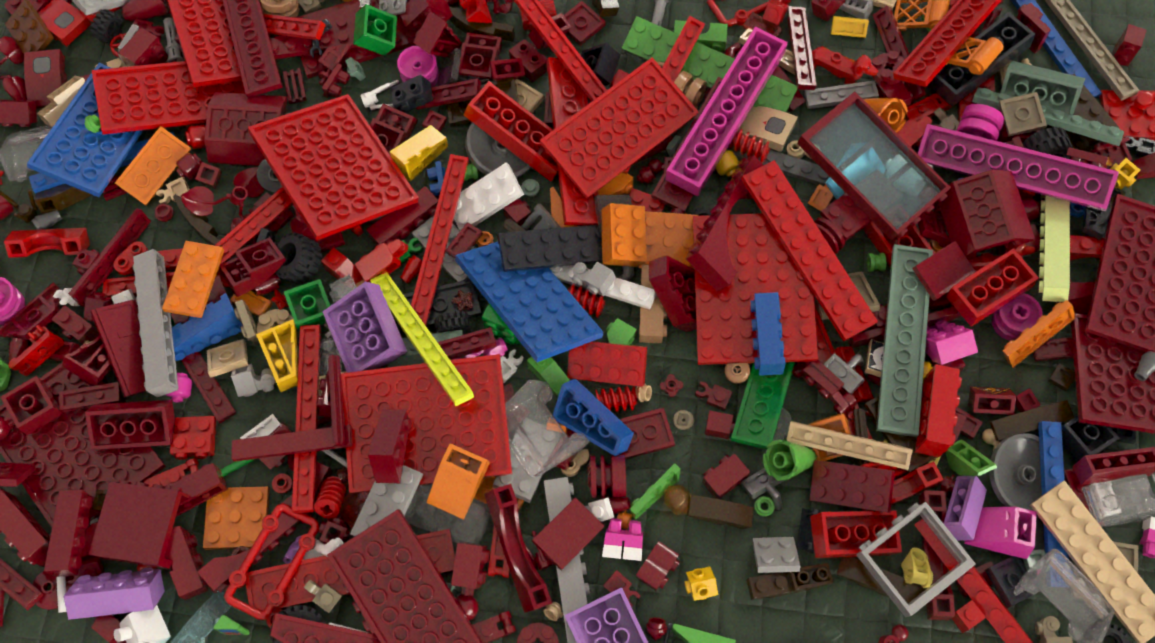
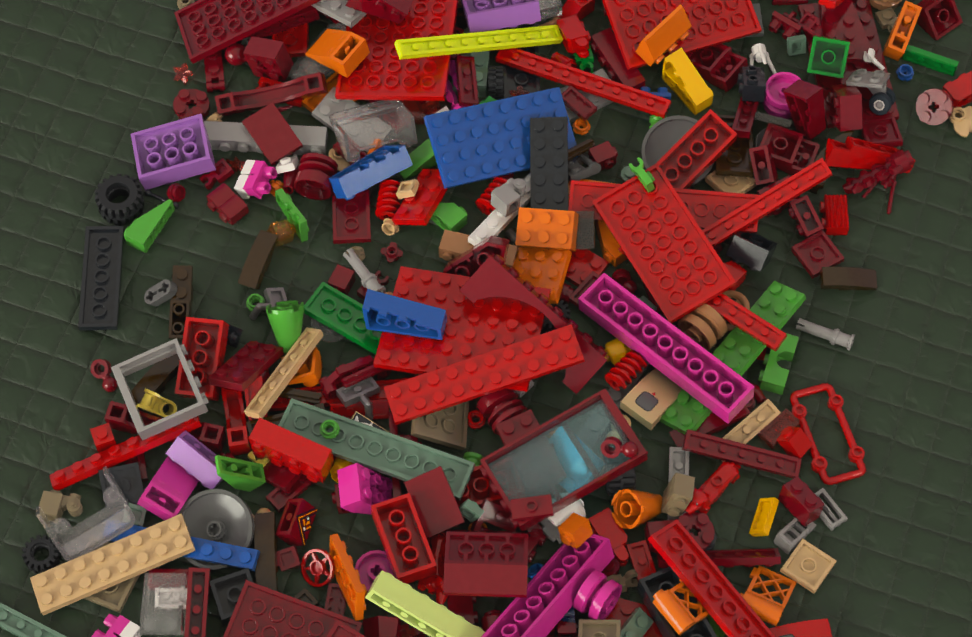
camera: 100 degrees right, 5 degrees down
(315, 43) = (842, 15): black arm -> none
(382, 165) = (664, 37): none -> orange slope
(434, 119) = (721, 104): dark red plate -> none
(487, 196) = (621, 128): white plate -> none
(562, 144) = (644, 177): none -> bright green plate
(603, 378) = (407, 189): none -> tan tile
(604, 569) = (236, 164): none -> clear red plant
(701, 583) = (200, 232): yellow brick -> none
(716, 393) = (368, 279): none -> light grey pin
(725, 476) = (291, 275): dark red brick -> none
(776, 554) = (206, 295): light grey plate -> none
(783, 606) = (164, 291): none -> dark grey beam
(857, 118) = (629, 449): none -> dark red plate
(867, 78) = (677, 495): none -> dark tan brick
(905, 375) = (329, 424): none -> bright green plate
(929, 152) = (575, 530): none -> orange brick
(934, 177) = (531, 507): none -> dark red plate
(937, 240) = (471, 510): none -> sand green plate
(1027, 371) = (318, 567): none -> red wheel

